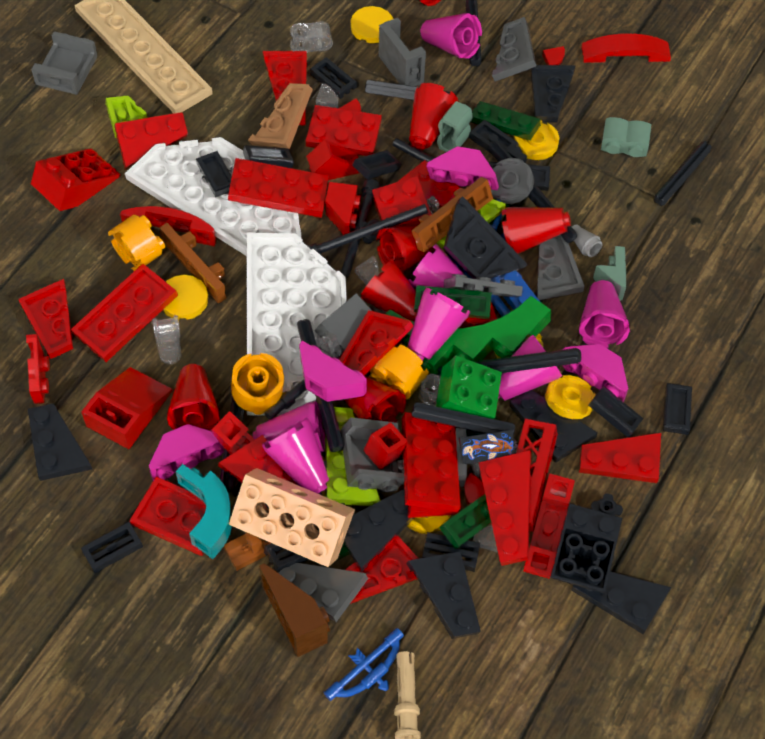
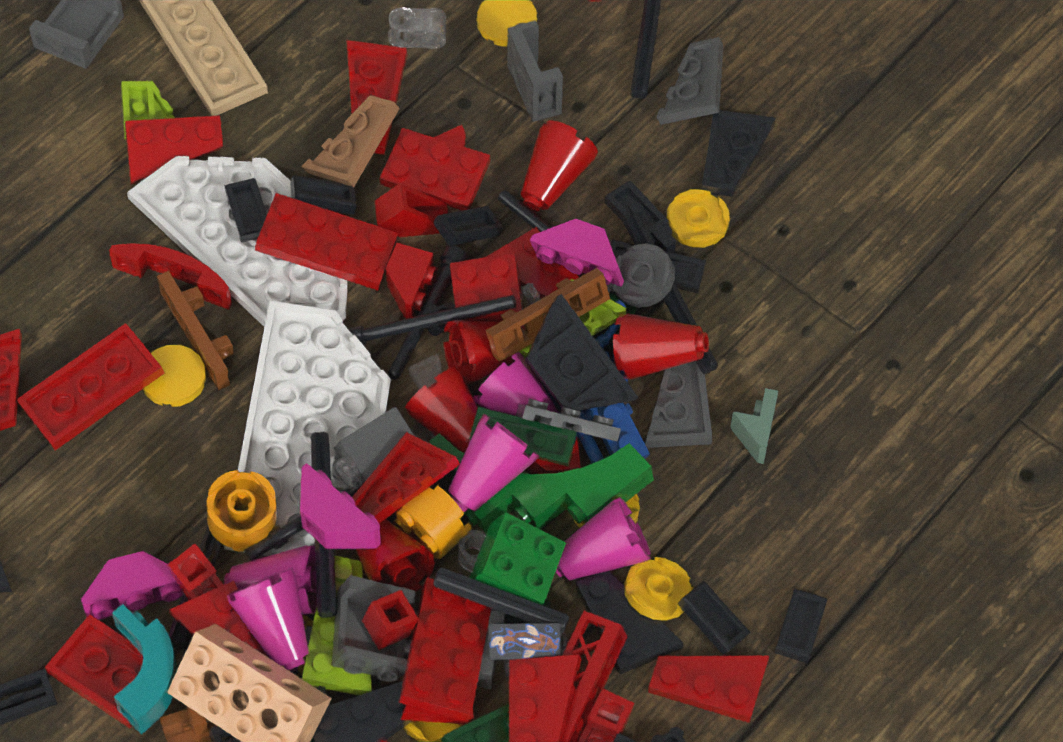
camera: 10 degrees right, 0 degrees up
(72, 178) = (58, 188): red slope -> none
(125, 406) = (68, 514): red slope -> none
(136, 241) = (123, 291): light orange brick -> none
(168, 335) = (141, 425): clear piece -> none
(193, 400) = (156, 519): red cone -> none
(327, 97) = (422, 118): clear tile -> none
(330, 79) = (455, 95): black tile -> none
(391, 89) = (519, 120): black axle -> none
(453, 34) = (613, 52): dark pink cone -> none
(454, 127) = (584, 188): sand green brick -> none
(473, 489) = (498, 692): red tile -> none
(506, 120) = (659, 185): dark green plate -> none
(532, 361) = (606, 534): black axle -> none
(554, 55) = (750, 99): red tile -> none
(587, 242) = (731, 374): light grey cone -> none
(600, 368) = (702, 552): dark pink slope -> none
(603, 316) = (726, 484): dark pink cone -> none
(625, 45) = (855, 97): red slope -> none
(626, 137) = (821, 232): sand green brick -> none
(682, 173) = (889, 294): black axle -> none

